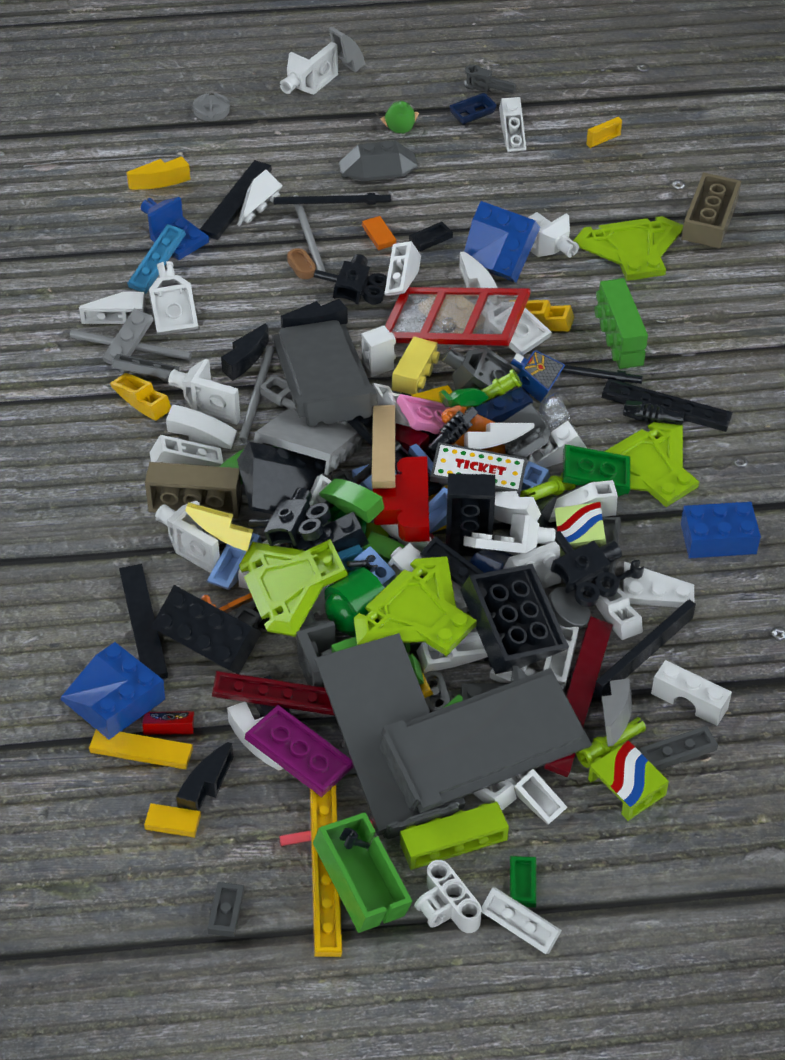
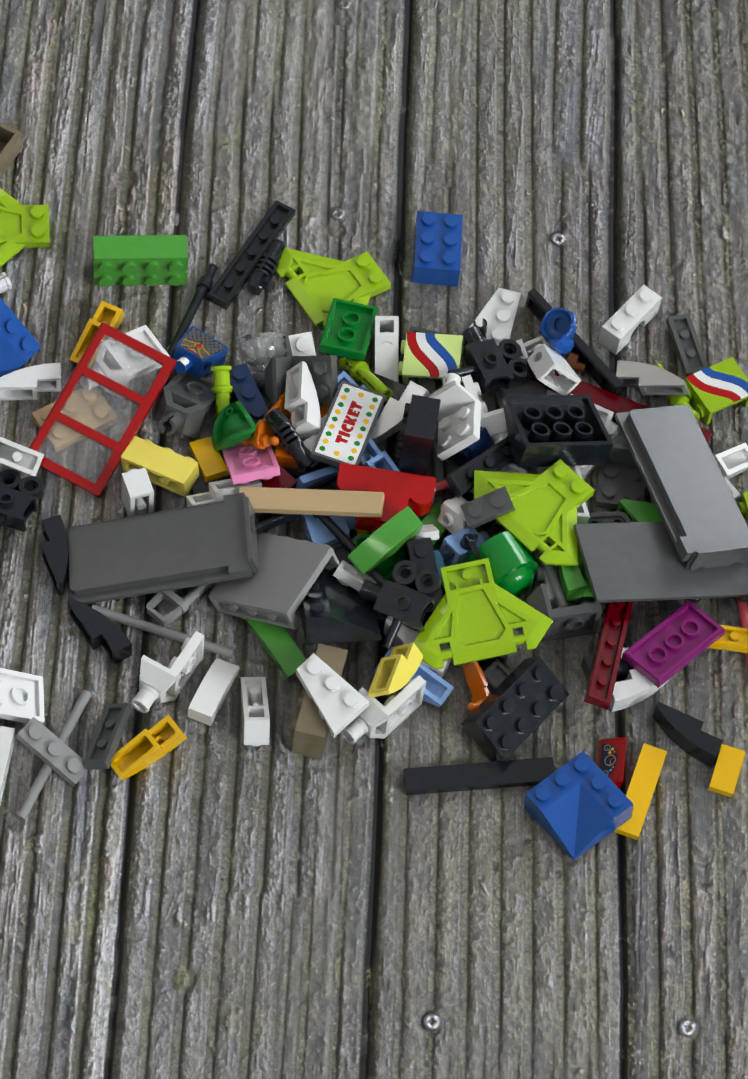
camera: 90 degrees left, 10 degrees up
(185, 479) = (334, 697): none -> white wing
(376, 535) = (428, 531): none -> white tile
(403, 566) = (487, 507): none -> dark grey plate
(594, 618) = (545, 362): none -> white torso
(618, 648) = (572, 360): none -> reddish brown tile
(640, 620) = (559, 329): none -> blue hair

